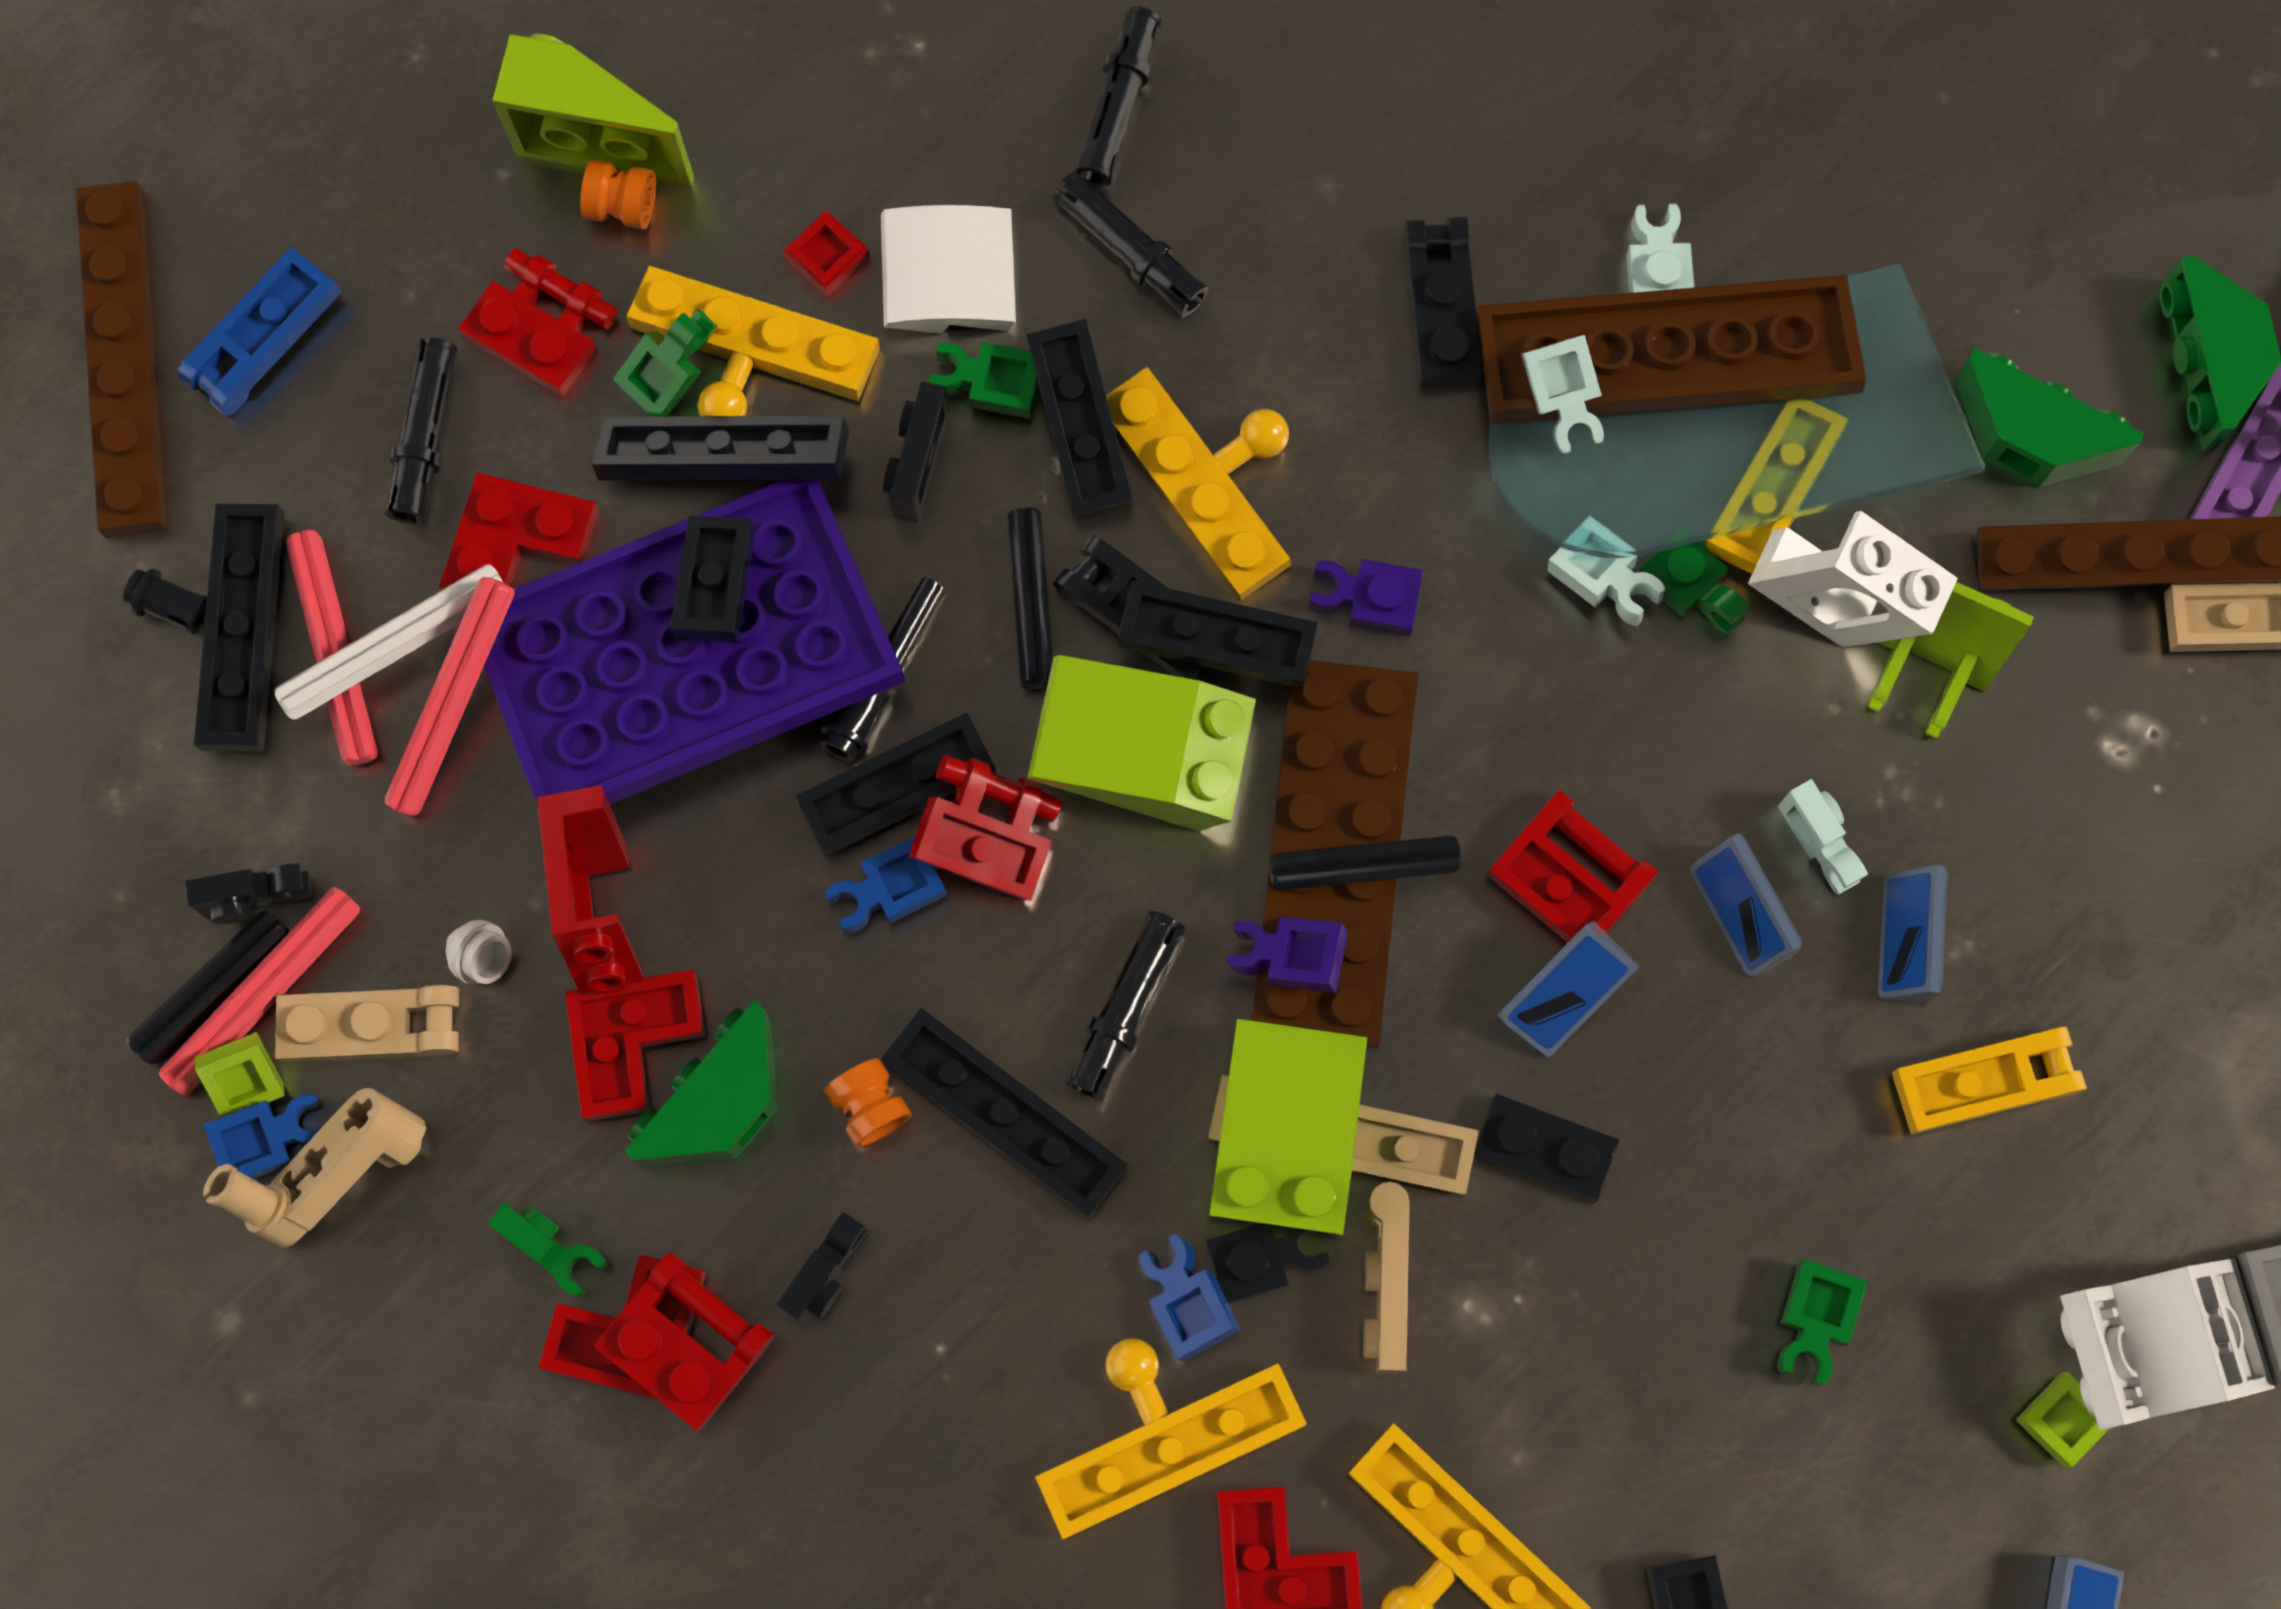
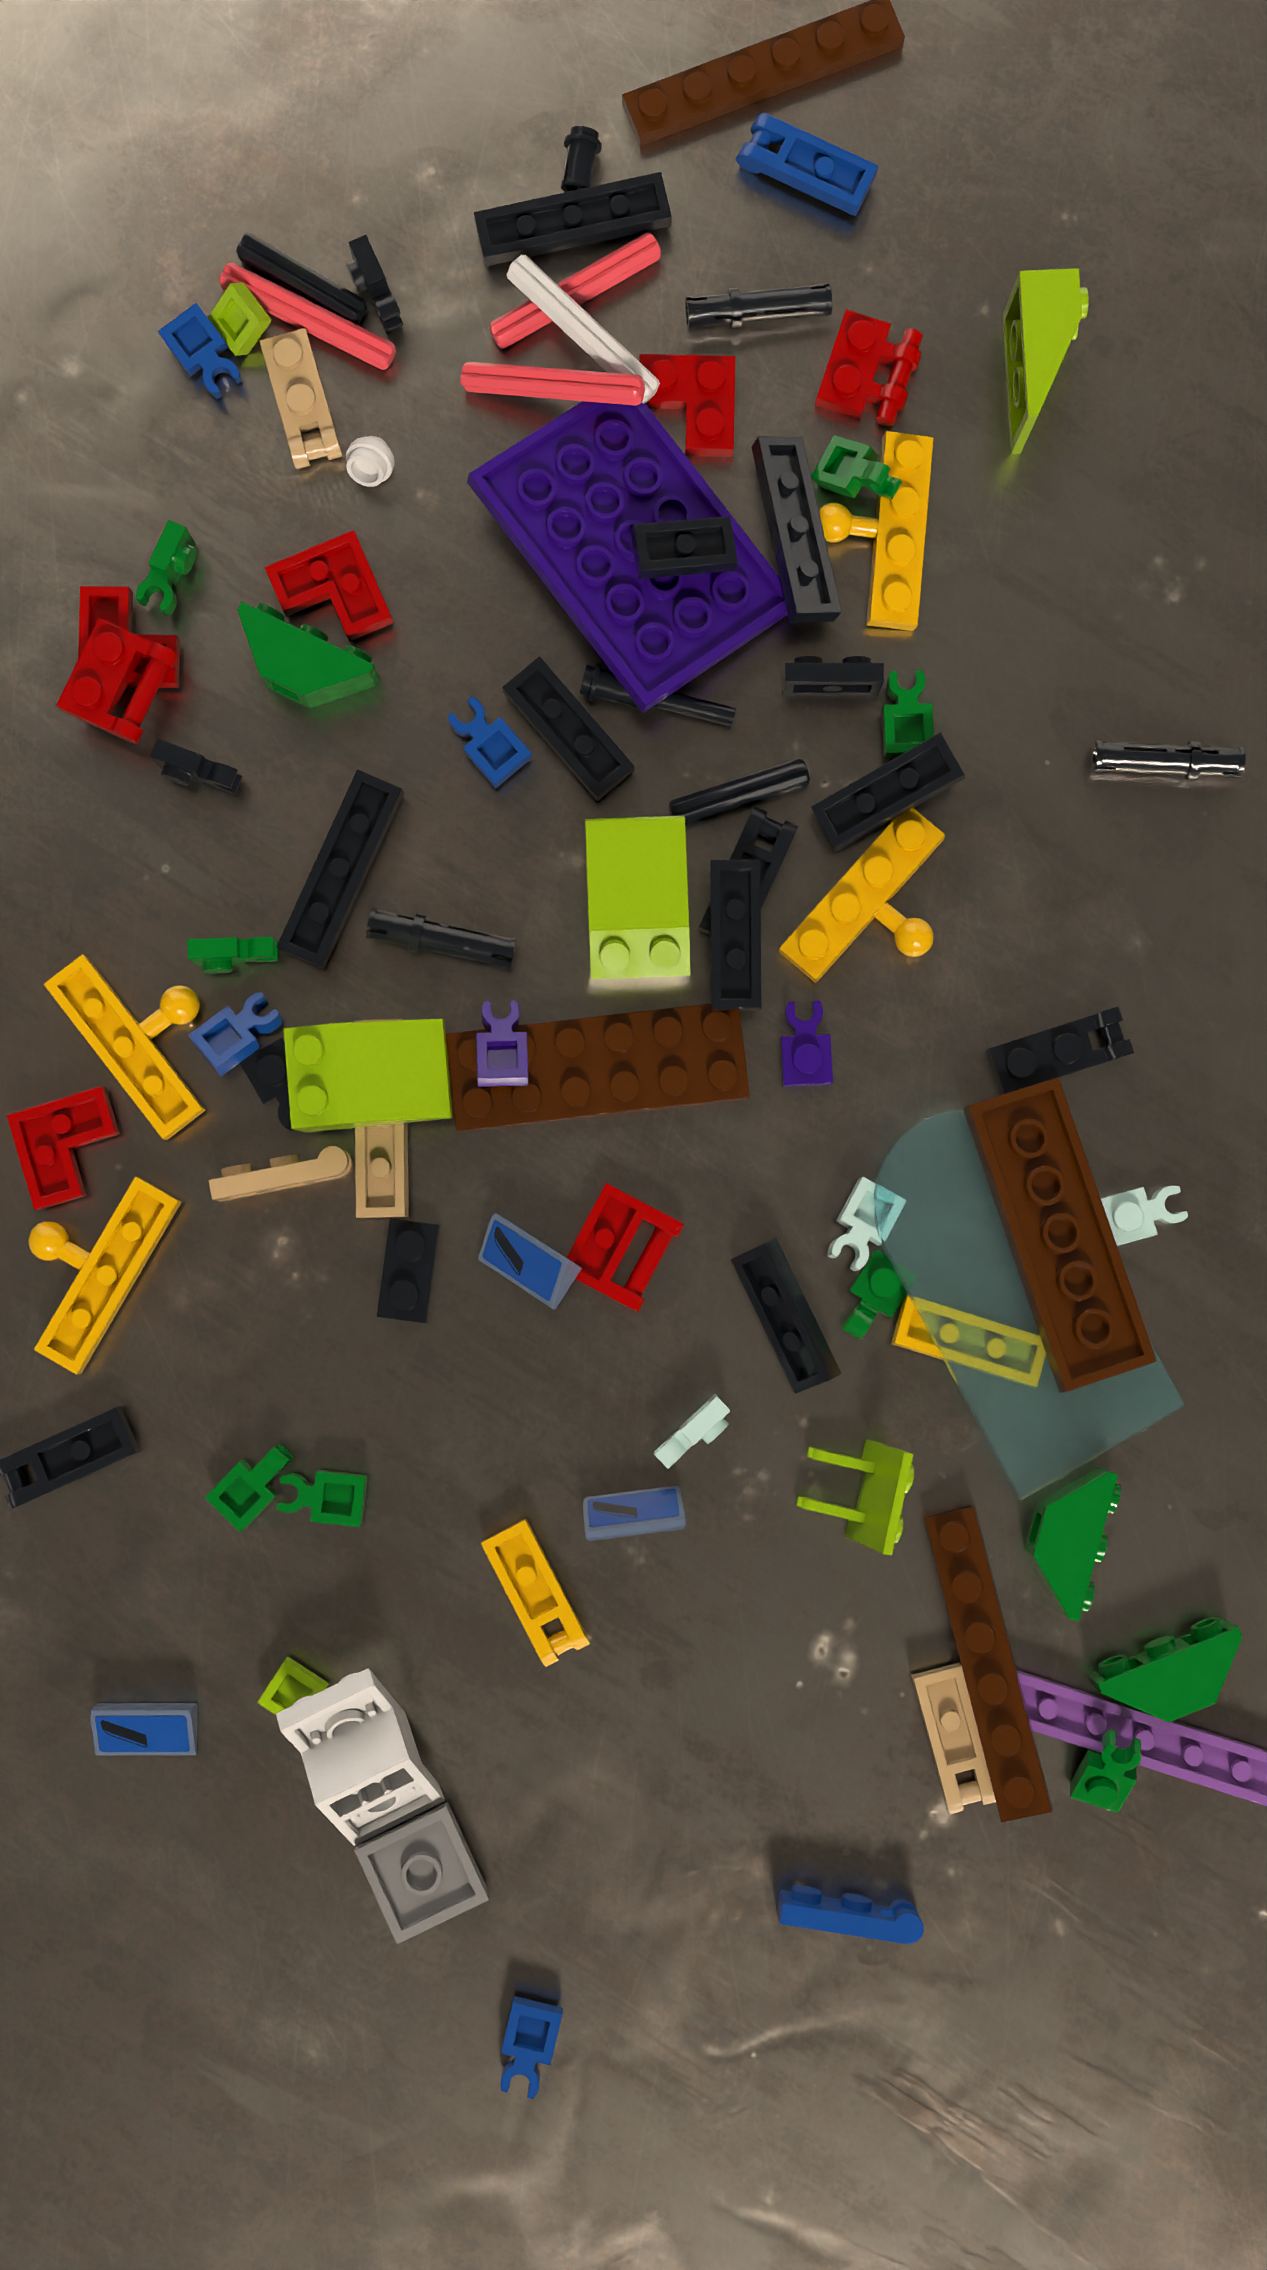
camera: 75 degrees right, 10 degrees up
(357, 1135) = (182, 395): tan beam -> none
(580, 842) = (464, 511): red panel -> none
(622, 194) = (984, 395): orange wheel -> none
(826, 253) = (980, 569): red tile -> none
(864, 1096) = (324, 768): orange wheel -> none
(947, 267) = (989, 663): white slope -> none
(979, 846) = (531, 801): red plate -> none
(1080, 1295) = (219, 954): none -> green plate
(1148, 260) = (1035, 814): black pin -> none
(1364, 862) = (585, 1086): black axle -> none
(1562, 381) = (1001, 1153): light aqua plate -> none
(1701, 692) = (786, 1316): none -> black plate
(1745, 906) = (625, 1382): slope -> none
(1793, 1421) = (246, 1489): none -> green plate
(1850, 582) = (892, 1410): white panel -> none

